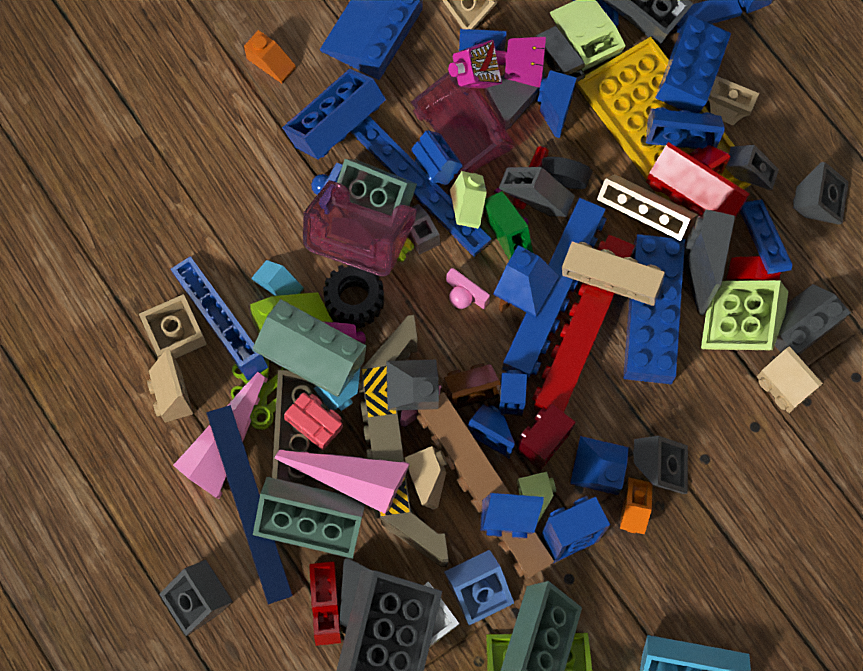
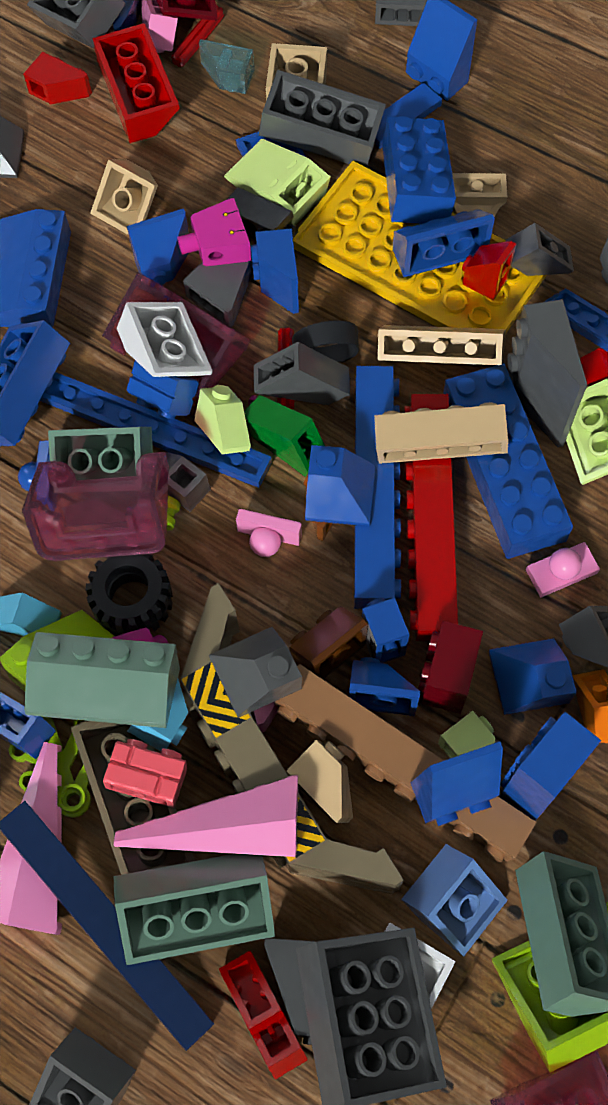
camera: 20 degrees left, 5 degrees down
(450, 124) = (162, 339): none -> white slope
(476, 66) = (166, 260): torso -> none
(658, 402) = (562, 569): none -> bright pink tile
(694, 184) = (484, 293): slope -> none

